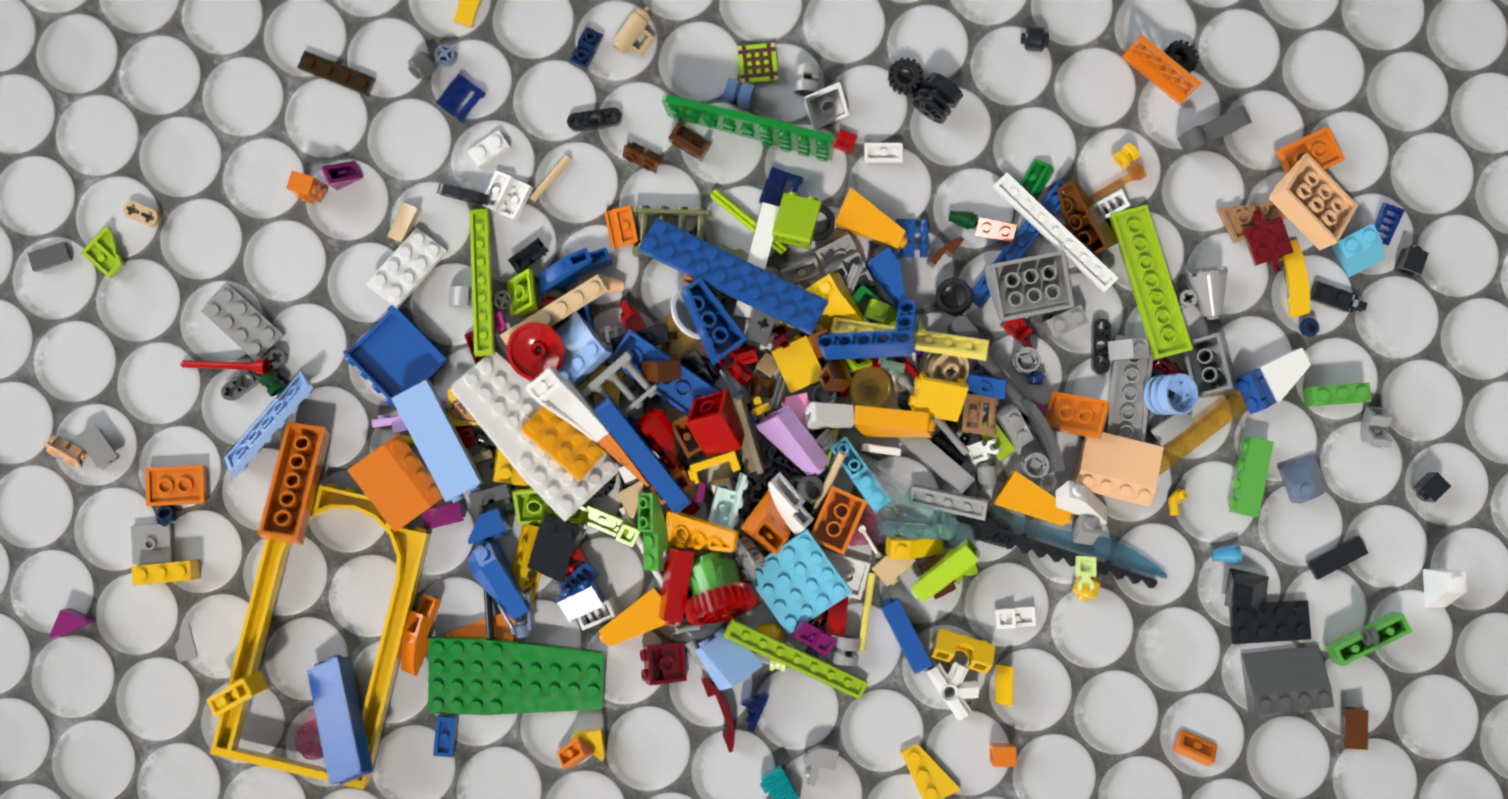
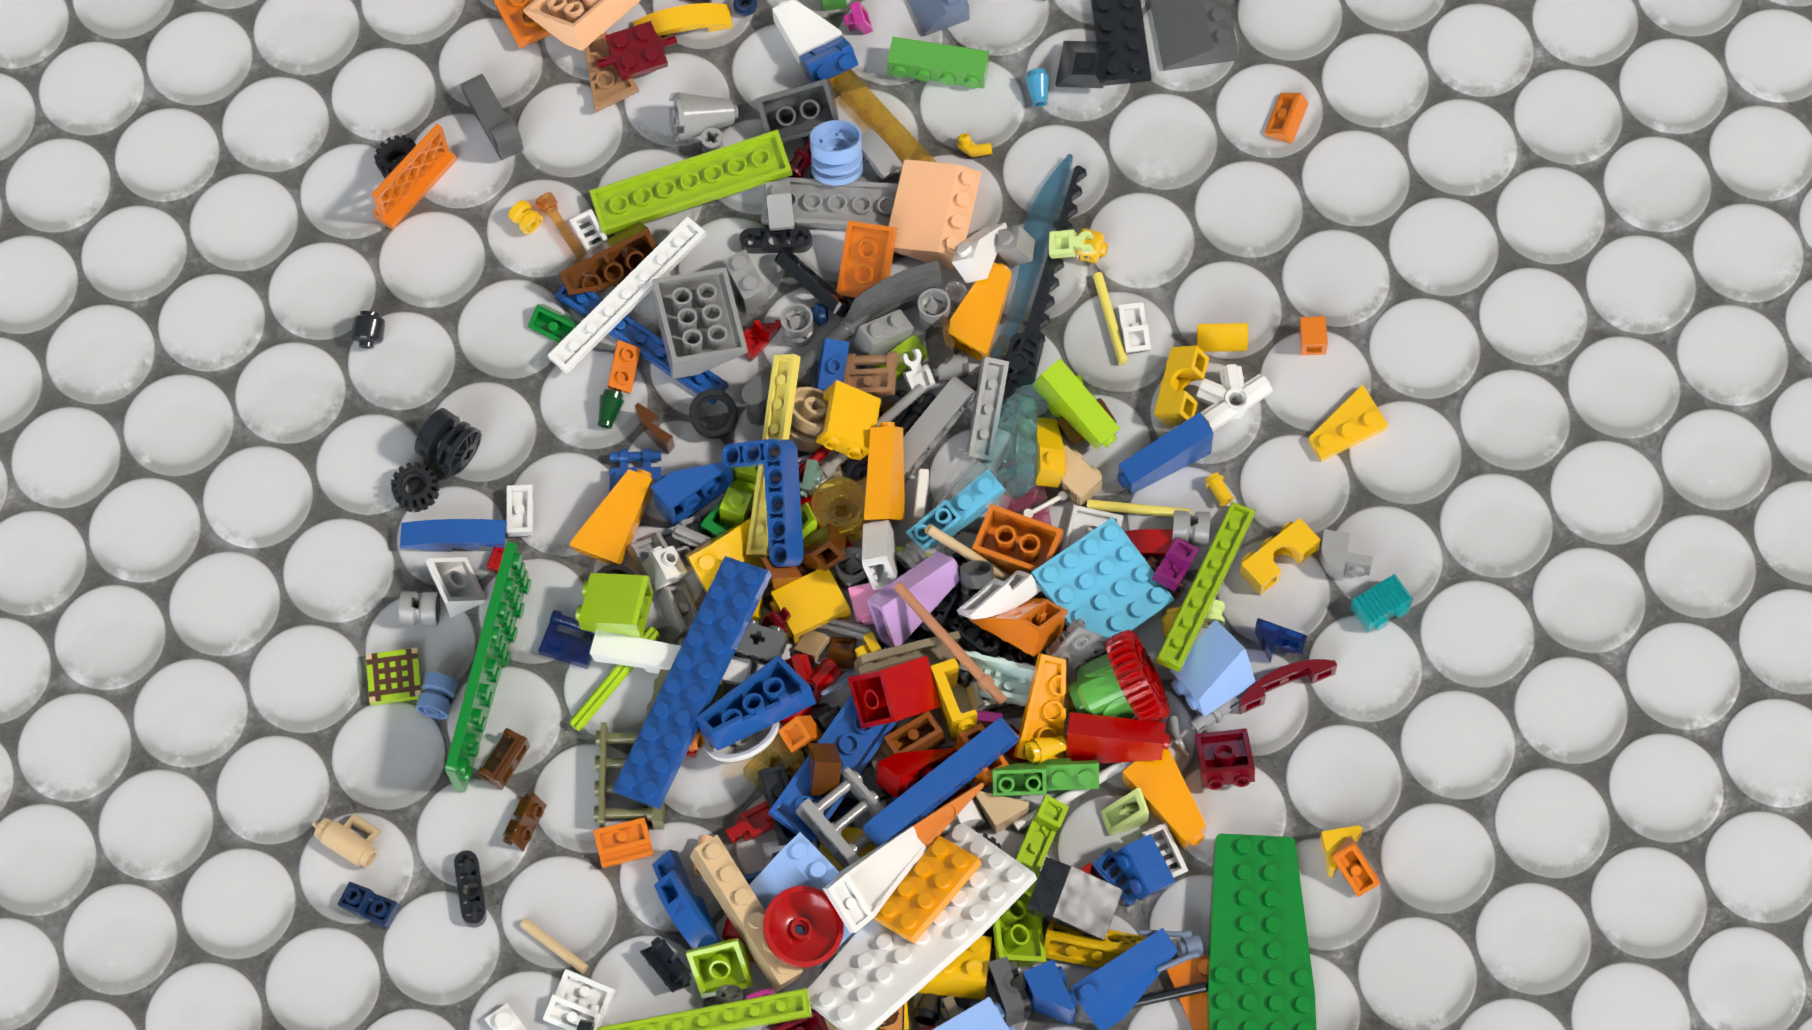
camera: 90 degrees left, 20 degrees down
(625, 587) = (1126, 813): none -> yellowish green slope
(670, 531) = (1042, 749): none -> yellow cone
(692, 354) = (800, 732): none -> orange panel
(722, 490) = (984, 680): none -> nougat bar
(812, 700) = (1294, 541): none -> yellow arch
(830, 257) = (664, 567): none -> white brick
(865, 103) = (452, 533): none -> blue slope
(878, 673) = (1219, 489): none -> yellow pin
(1001, 467) = (938, 343): none -> clear smoke slope
(1025, 599) = (1110, 318): none -> light yellow bar
(1061, 373) = (812, 282): none -> black beam
(1292, 415) = (858, 19): none -> dark pink tile

